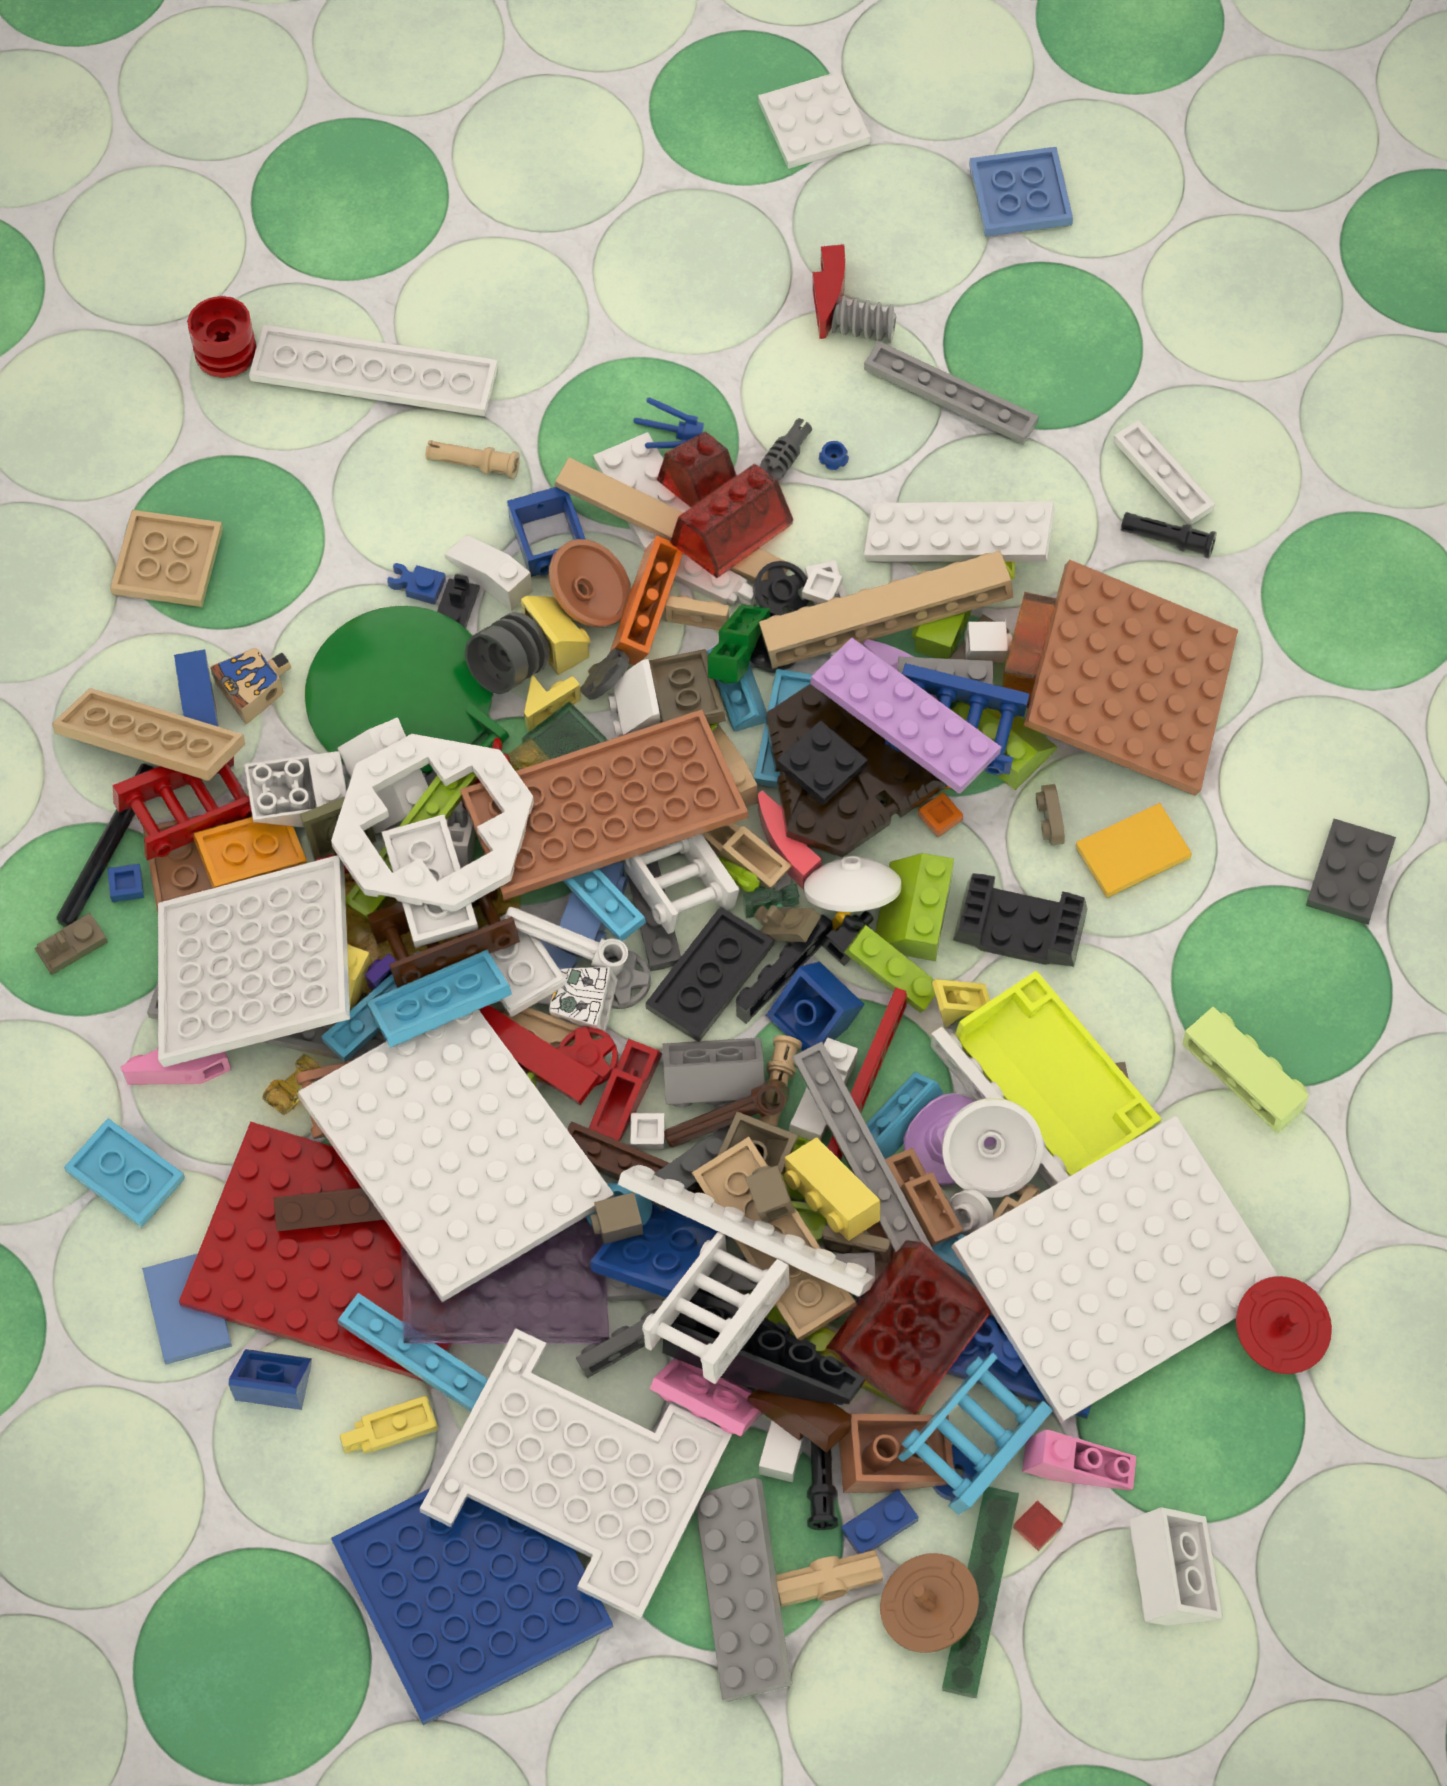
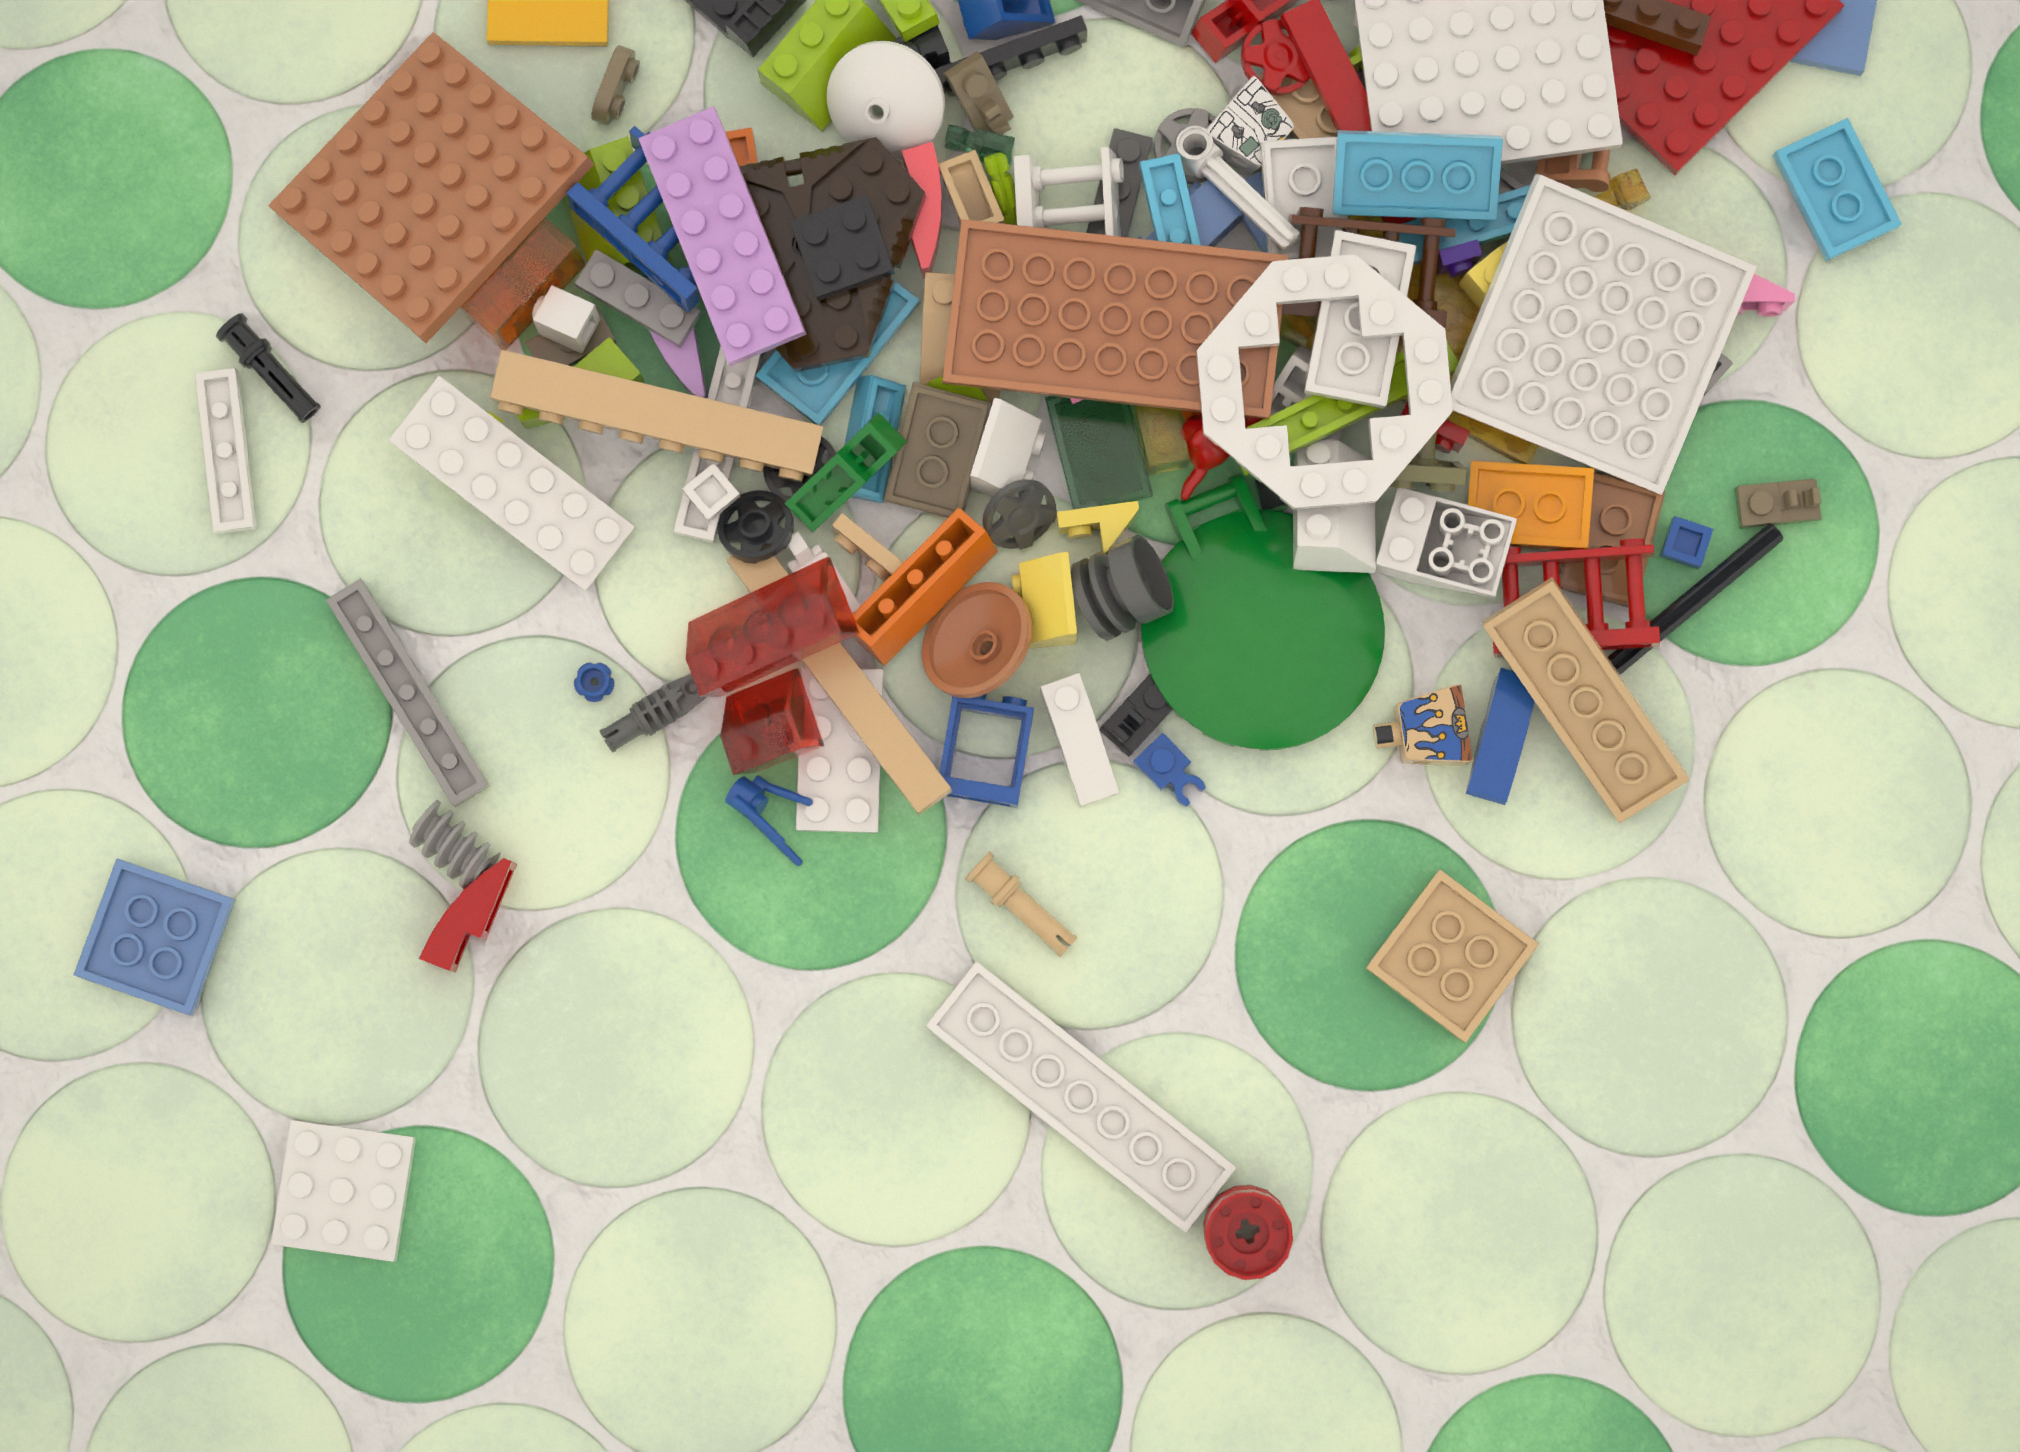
camera: 155 degrees left, 20 degrees up
(709, 974) = (1092, 94): black plate -> none

